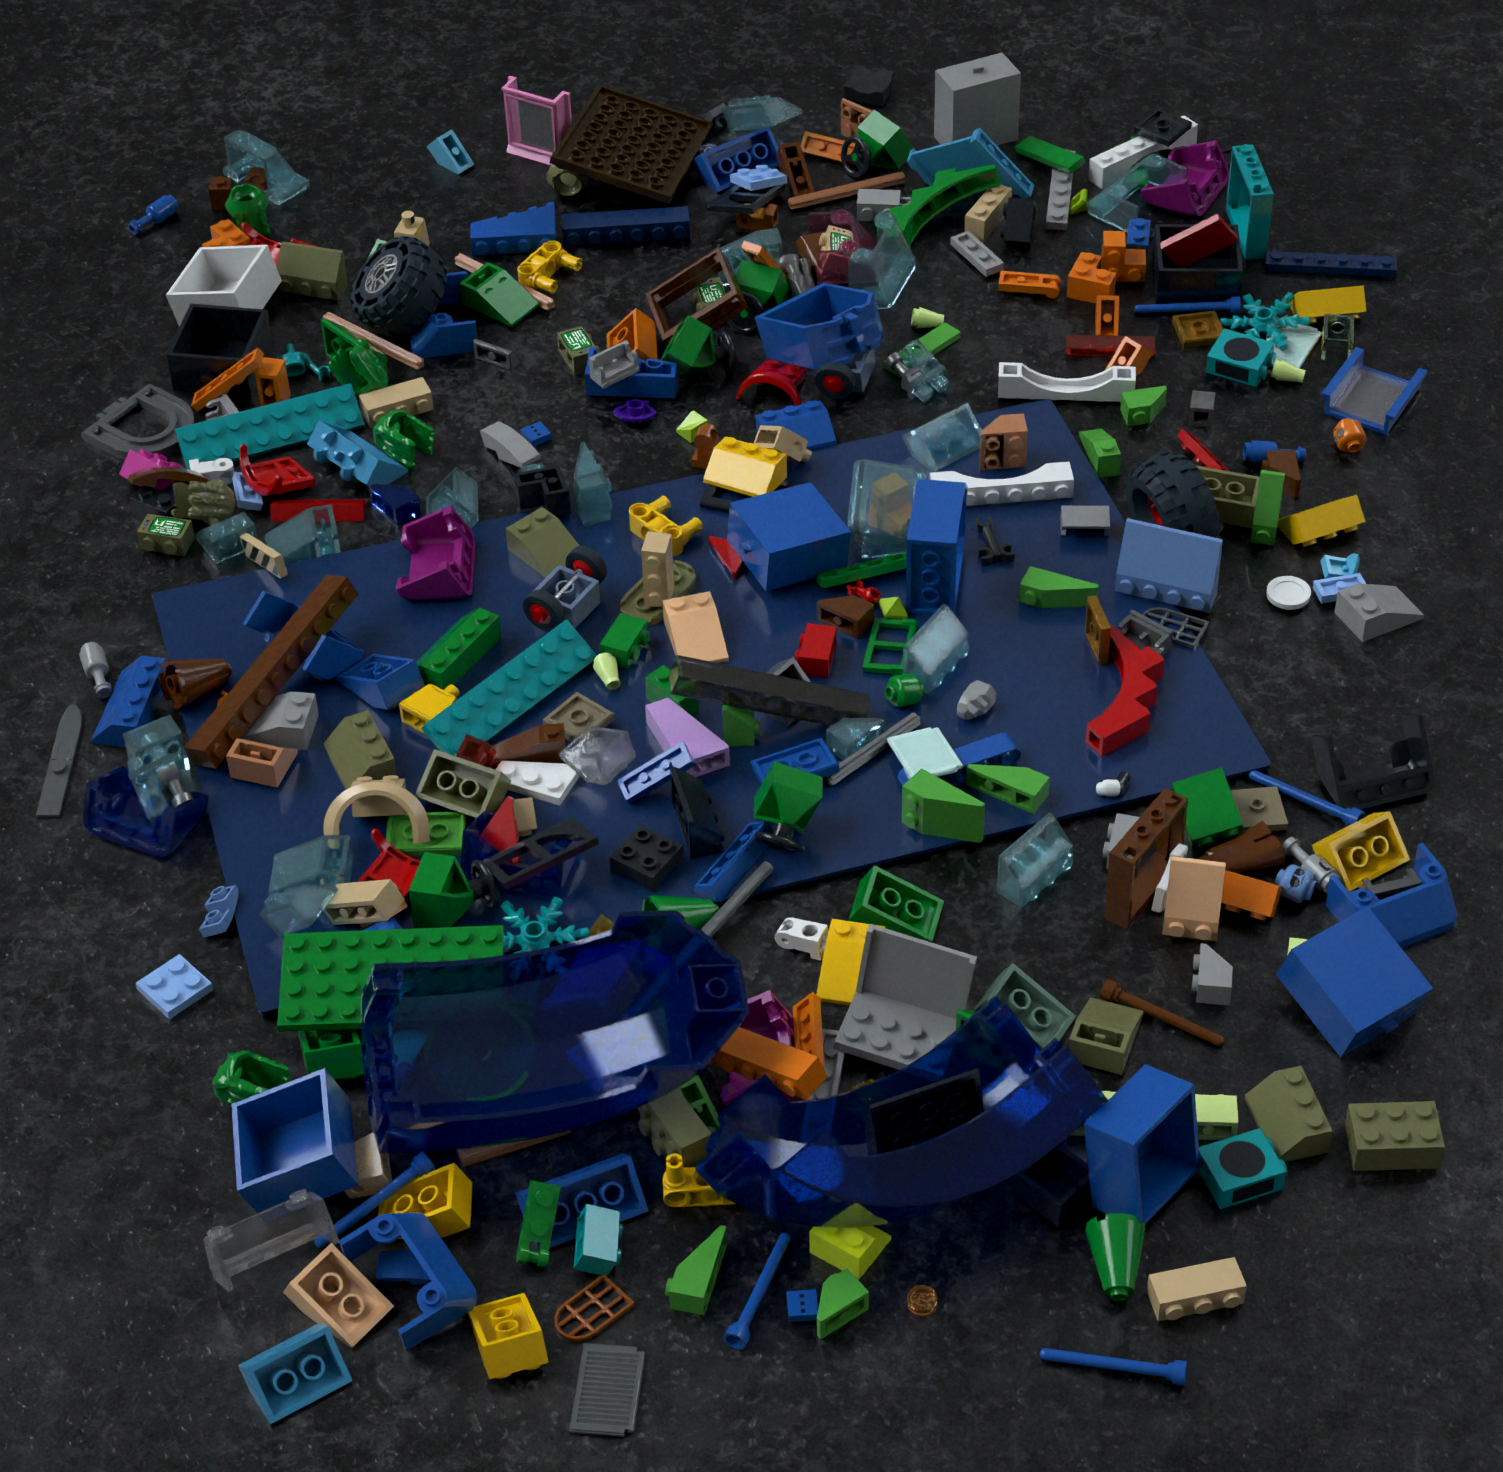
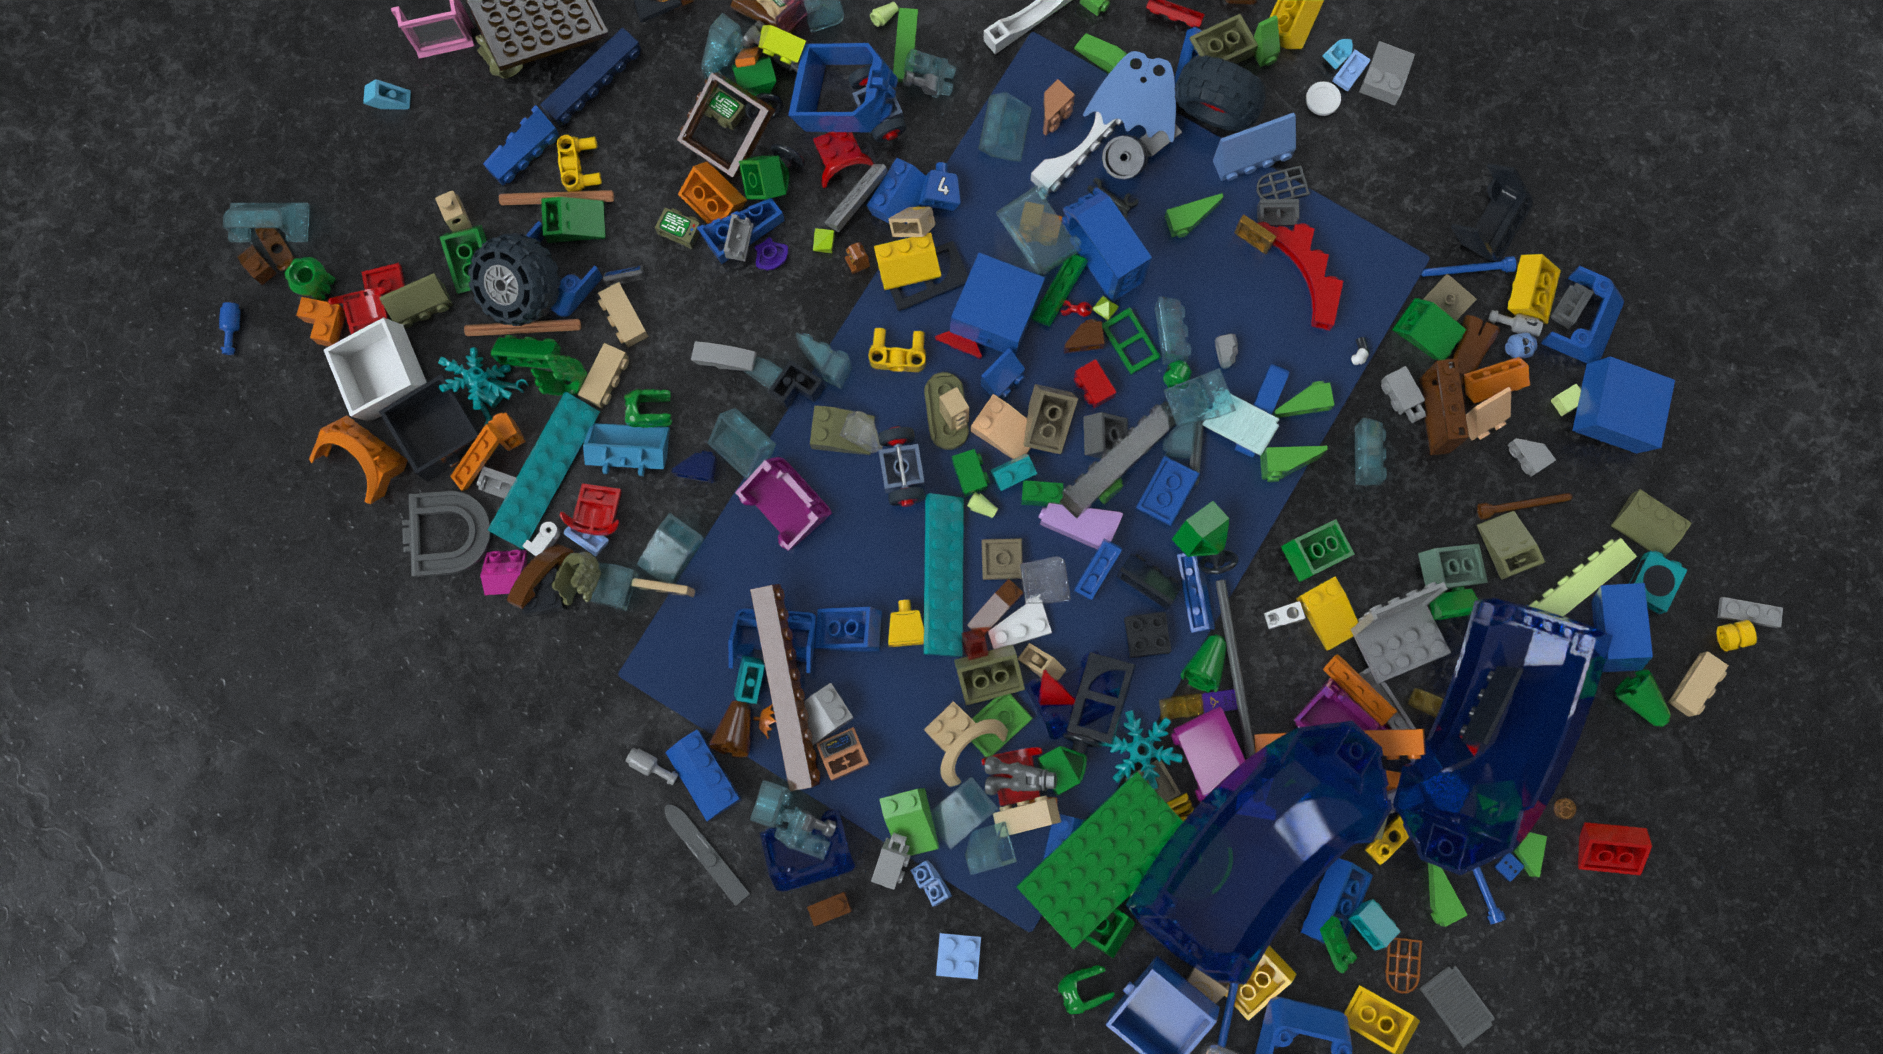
camera: 40 degrees left, 35 degrees up
(113, 867) = (829, 908): none -> reddish brown slope
(148, 334) = (374, 456): none -> orange piece
(165, 534) = (573, 620): olive brick -> none
(204, 859) = (890, 862): none -> light grey brick
(247, 648) = (749, 679): none -> teal brick
(257, 840) = (911, 817): none -> bright green slope
(291, 336) = (475, 378): none -> teal piece
(343, 509) = (648, 511): red slope -> none
(359, 750) = (897, 700): olive slope -> none
(393, 859) = (1023, 777): none -> dark grey piece
(460, 648) = (868, 566): green slope -> none
(462, 376) = (622, 315): none -> tan brick
(536, 434) = (724, 327): blue tile -> none
(558, 543) = (861, 431): none -> clear slope
(655, 654) = (1013, 471): none -> teal brick
(736, 586) = (1003, 375): none -> blue slope
(744, 640) = (1049, 418): none -> dark tan slope
(751, 404) = (856, 197): none -> light grey slope
(802, 268) = (781, 44): none -> neon yellow slope
(833, 441) = (940, 189): none -> blue torso
(905, 709) = (1200, 398): none -> clear light blue slope
(935, 1367) = (1613, 848): none -> red slope
(1032, 508) = (1133, 148): none -> wheel
(1087, 477) = (1135, 102): none -> medium blue piece
(1173, 1371) = (1728, 745): blue piece -> none
(1295, 1281) = (1736, 635): none -> yellow wheel
(1331, 1274) = (1754, 612): none -> light grey plate
(1394, 1136) = (1715, 493): olive brick -> none

